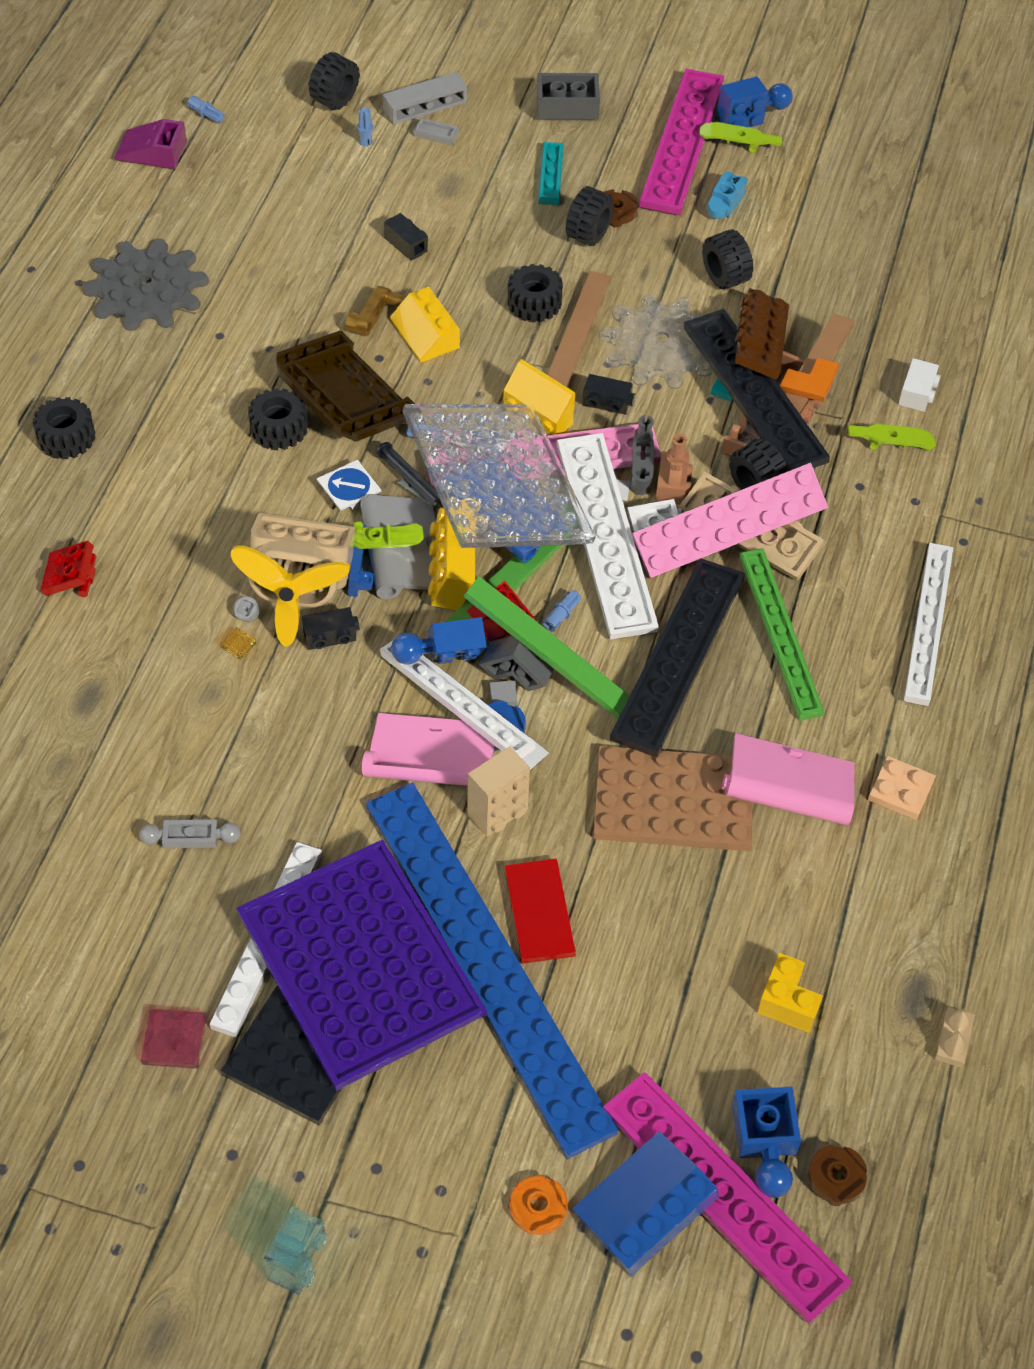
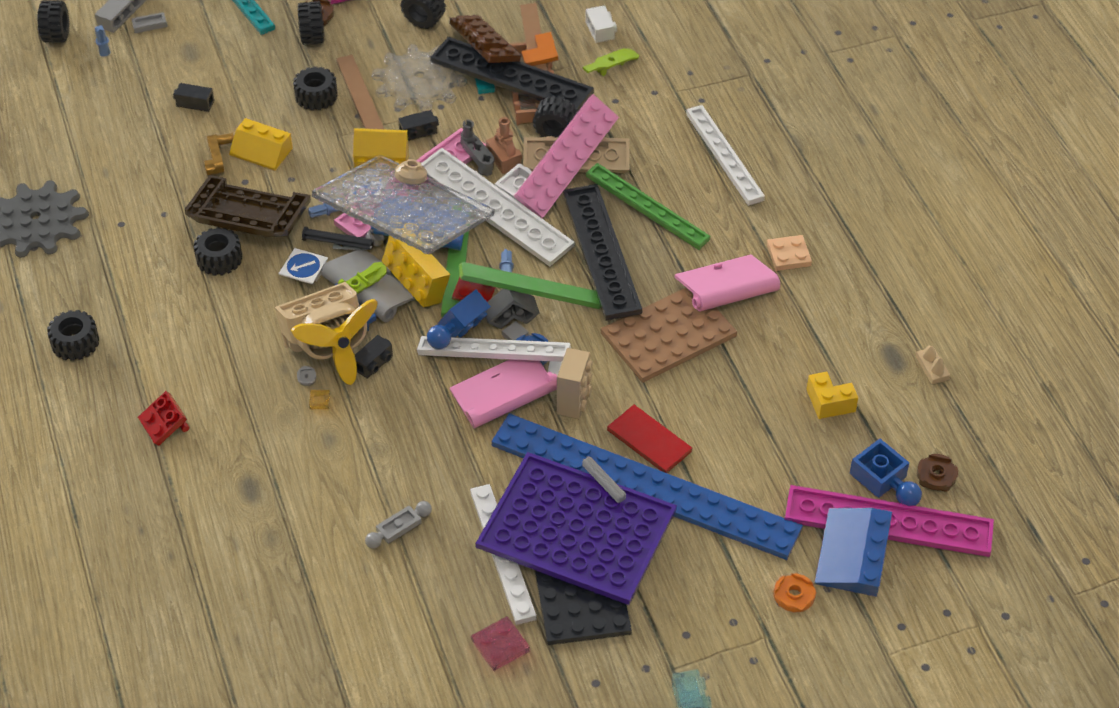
camera: 35 degrees left, 5 degrees down
(431, 926) = (604, 479): none -> light grey axle
(537, 447) = (411, 172): none -> tan piece

